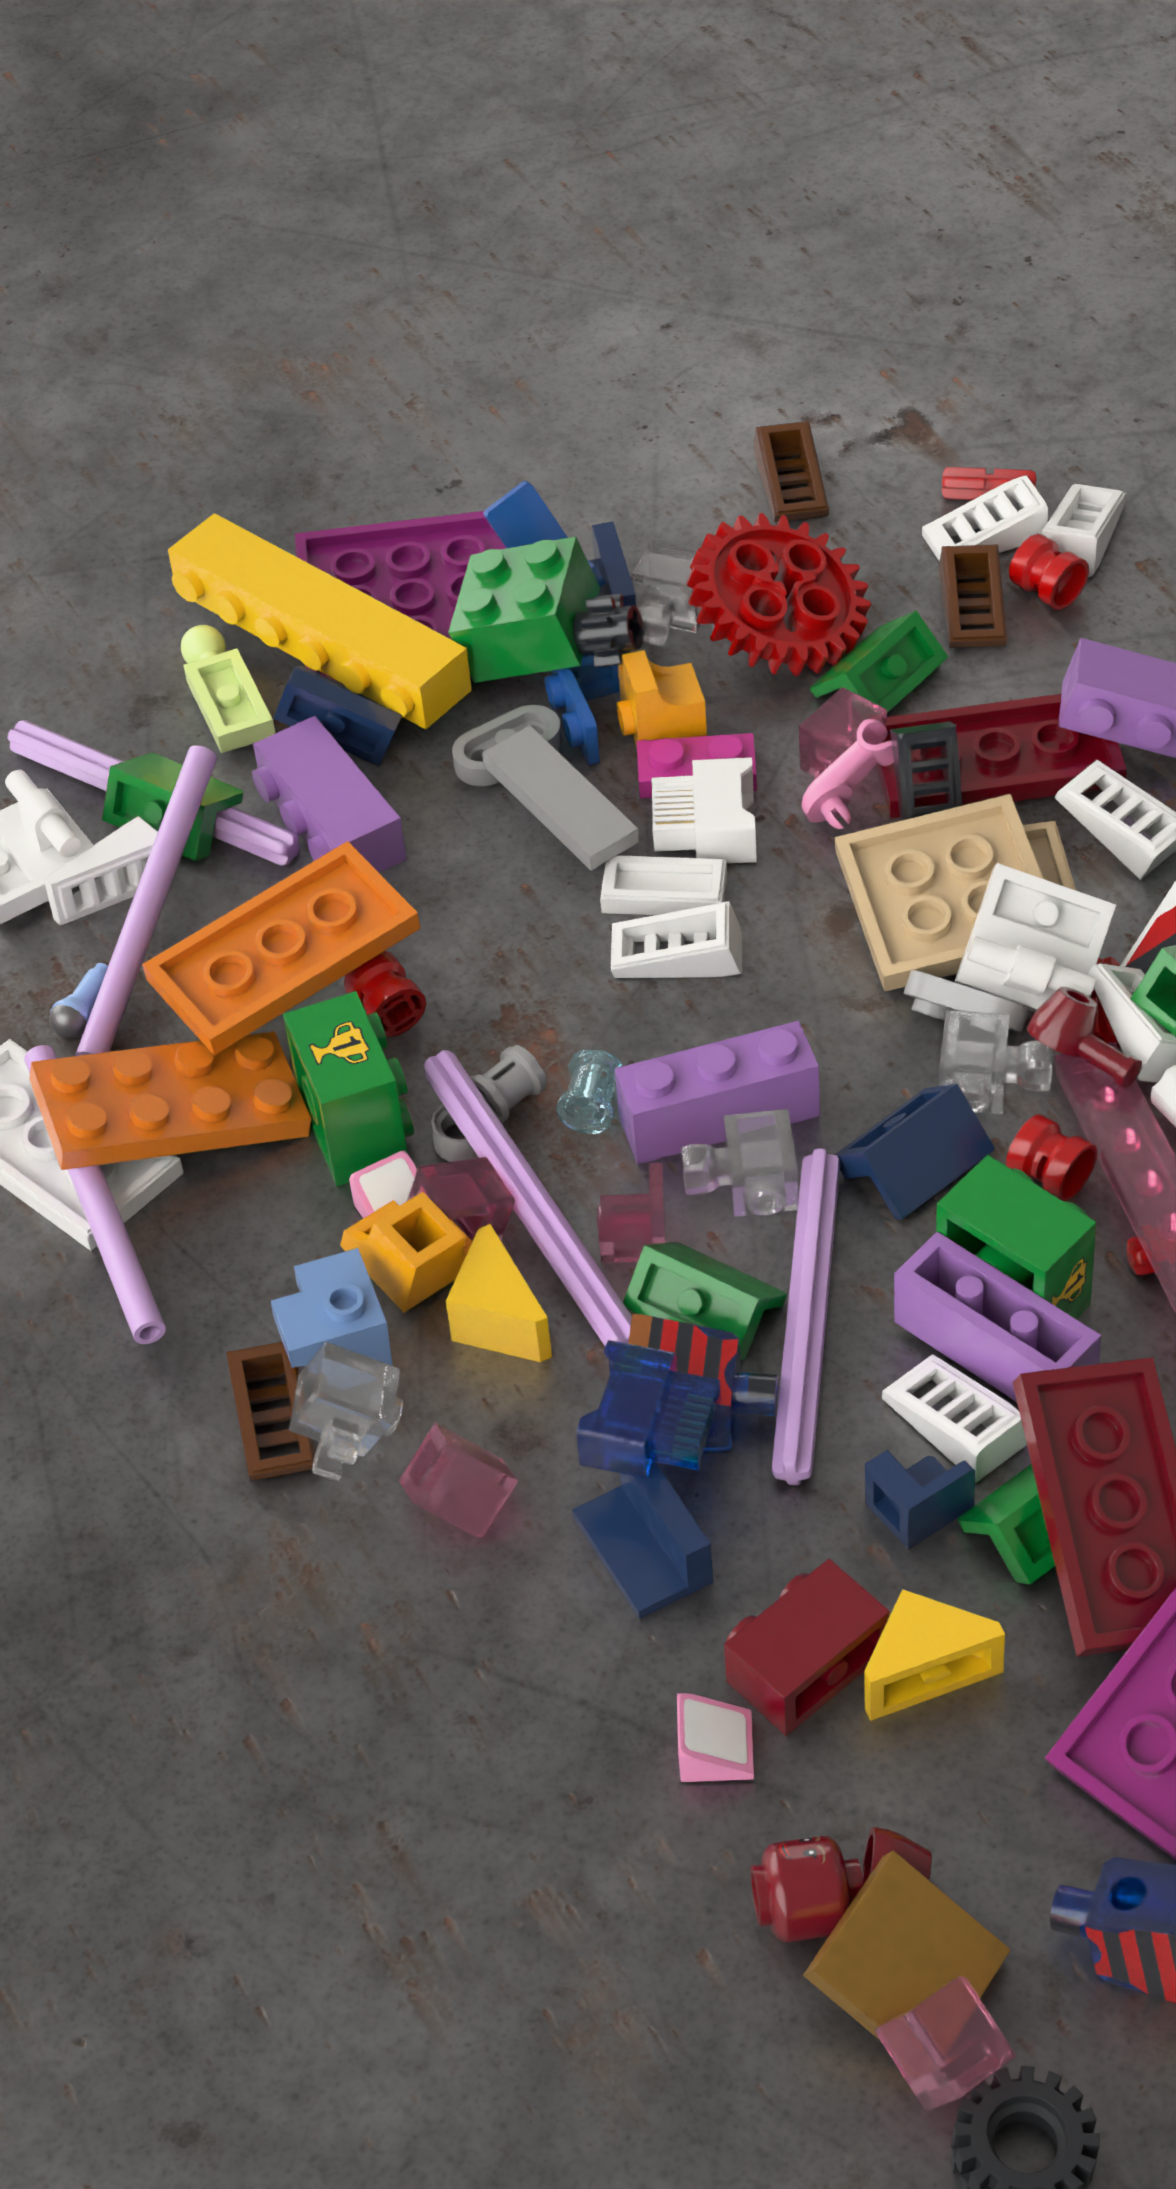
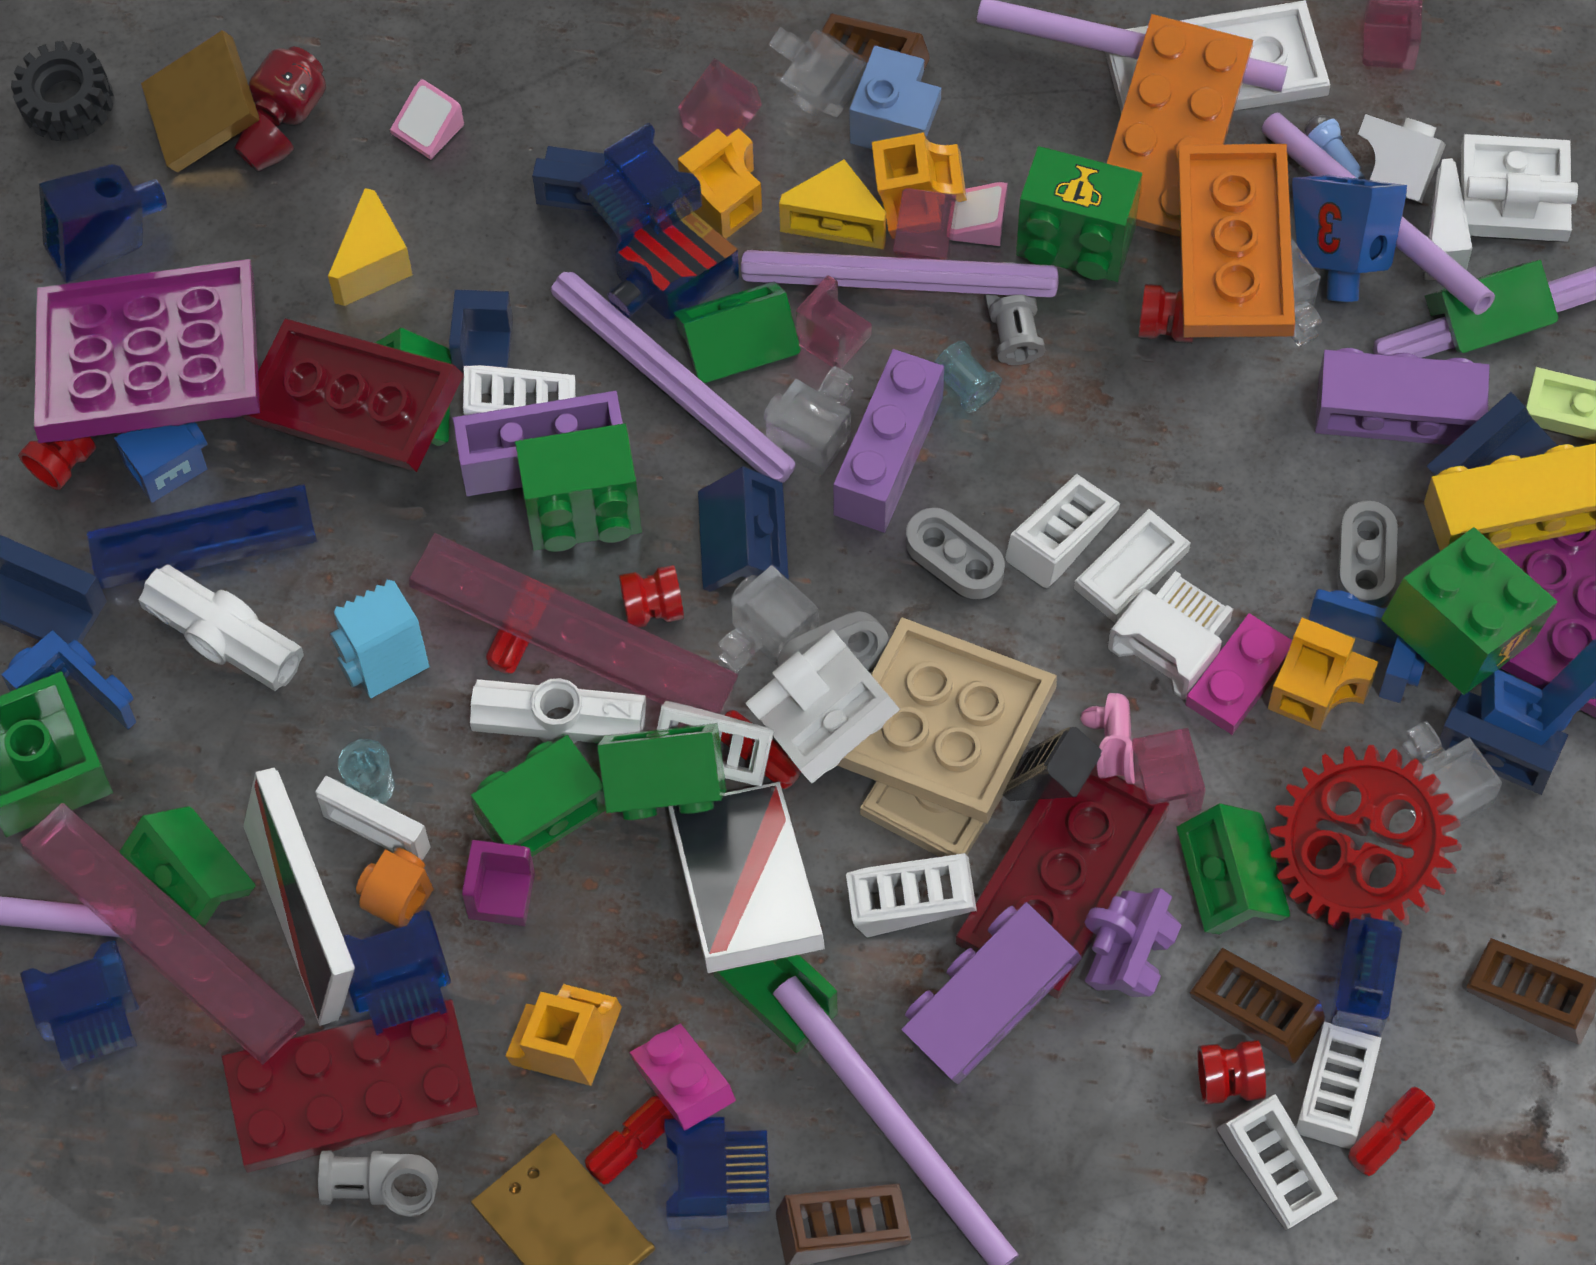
camera: 125 degrees right, 15 degrees up
(62, 924) = (1403, 153): none -> white brick
(179, 890) = (1347, 228): none -> blue torso
(547, 1404) = (728, 188): none -> light orange brick
(560, 797) = (1264, 534): light grey tile -> none
(608, 629) = (1388, 643): black gear -> none
(779, 984) = (957, 555): none -> light grey plate
(804, 1645) = (434, 196): dark red brick -> none
(891, 533) = (1366, 975): none -> clear blue piece
(945, 2044) = (127, 69): clear pink panel -> none
(1012, 670) = (1125, 938): none -> medium lavender hips
(1067, 1026) = (718, 674): dark red bar -> none

